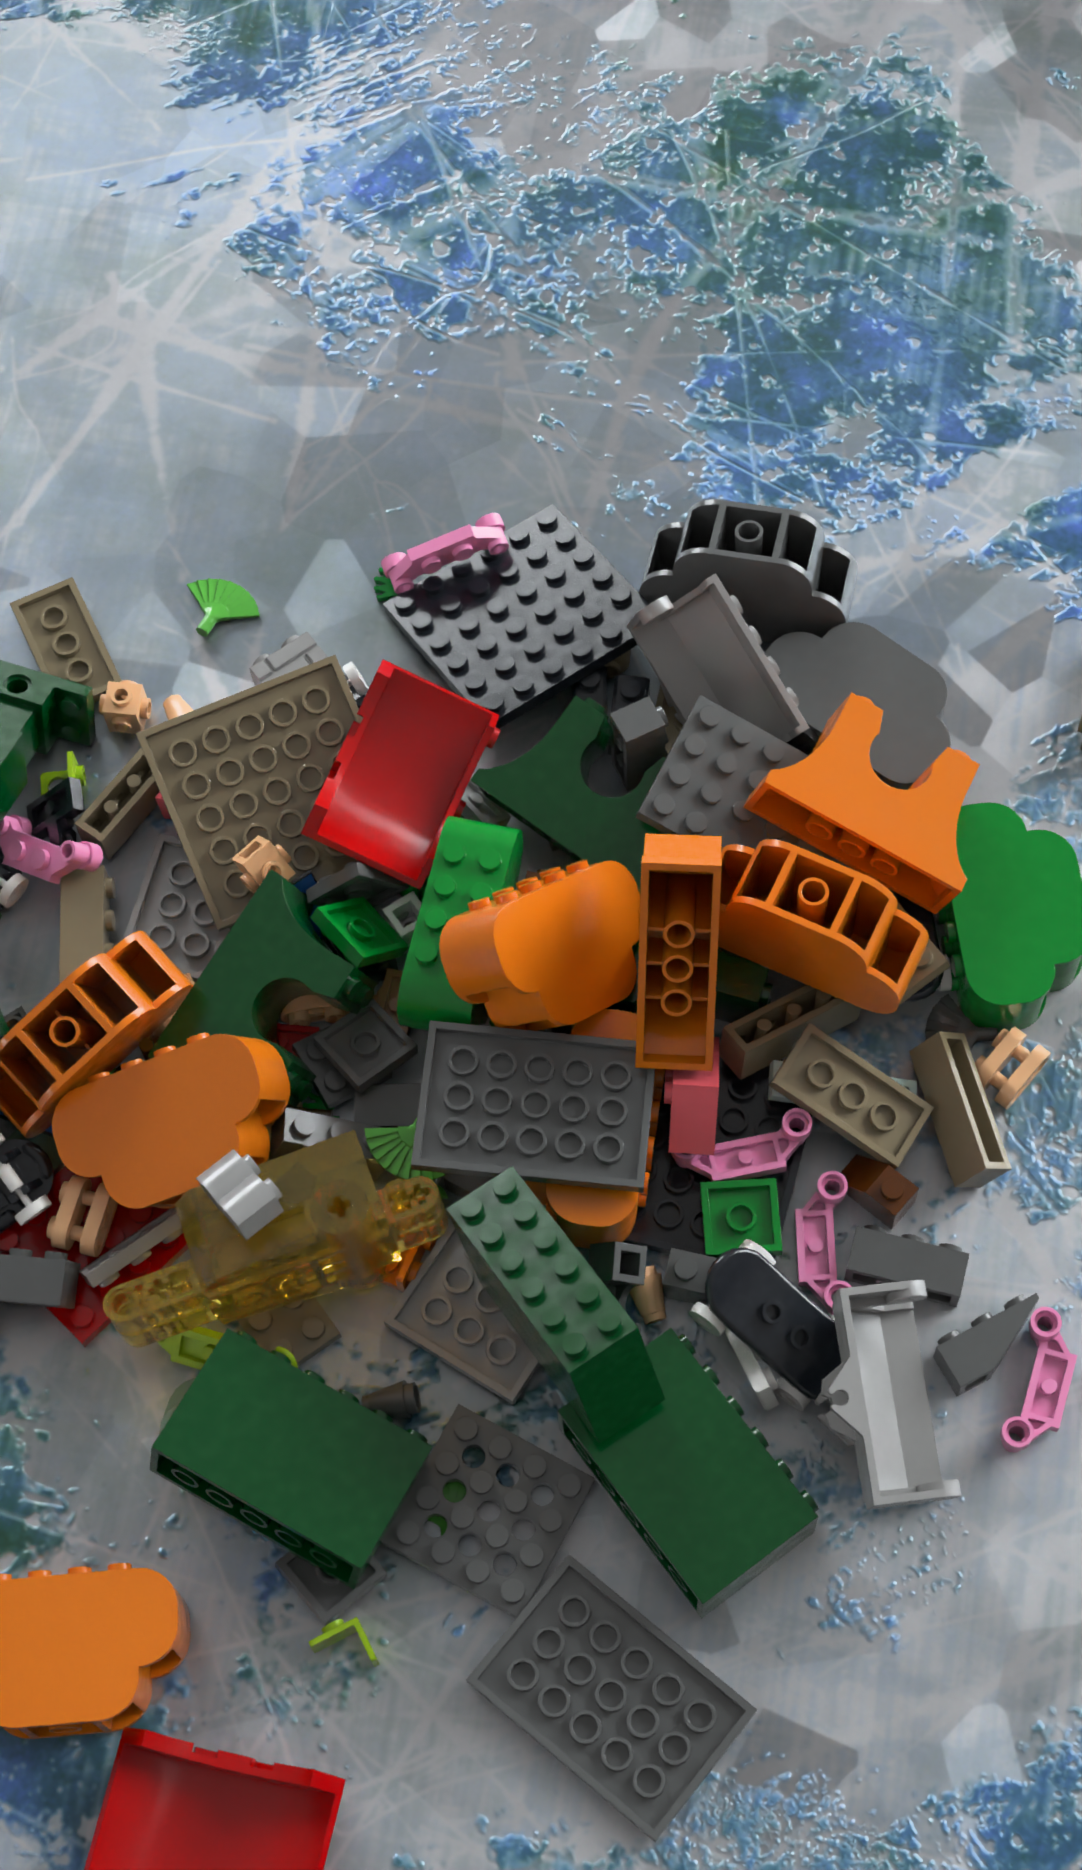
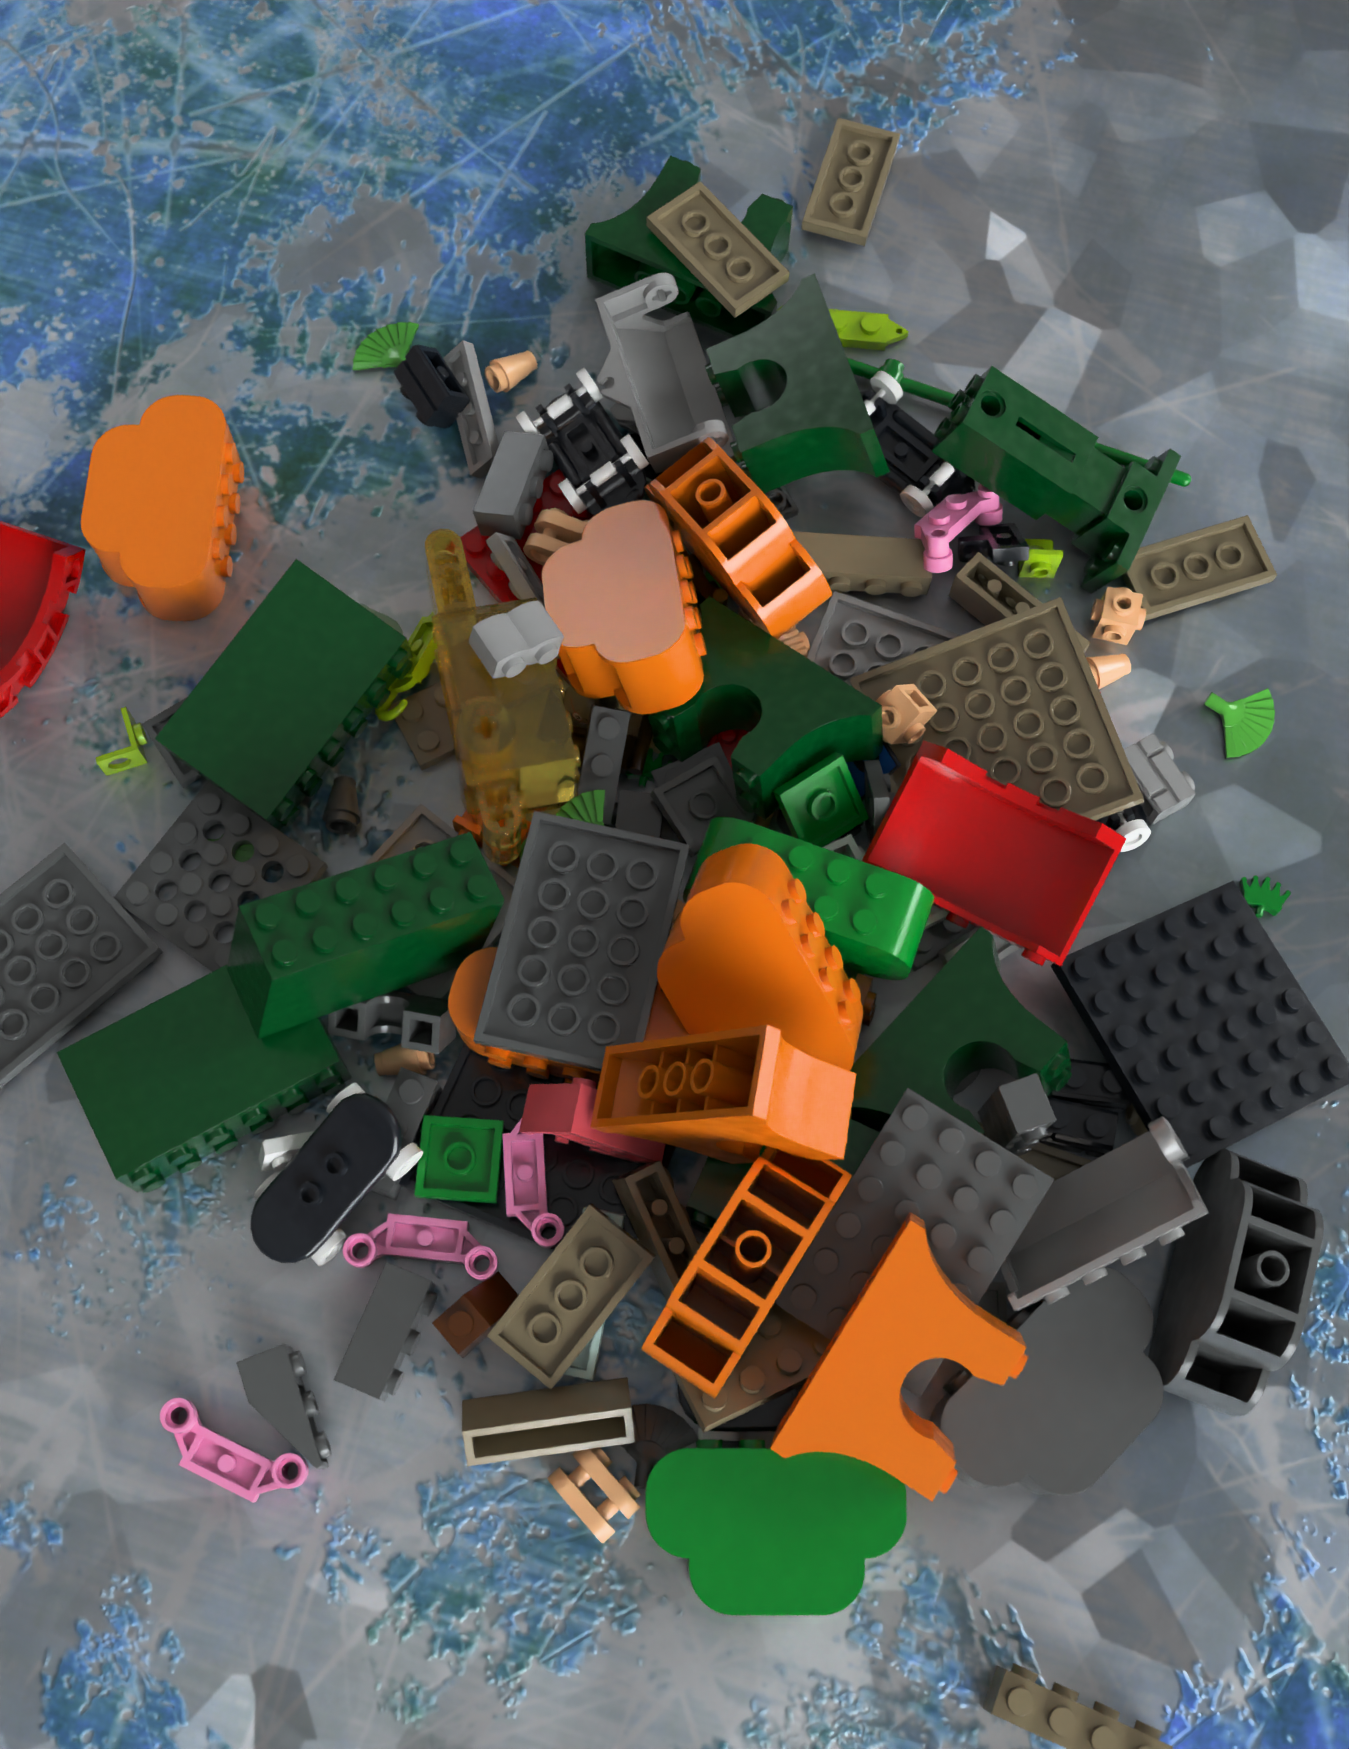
camera: 90 degrees right, 5 degrees up
(453, 546) = (1292, 954): bright pink plate -> none
(883, 1396) = (221, 1272): light grey piece -> none

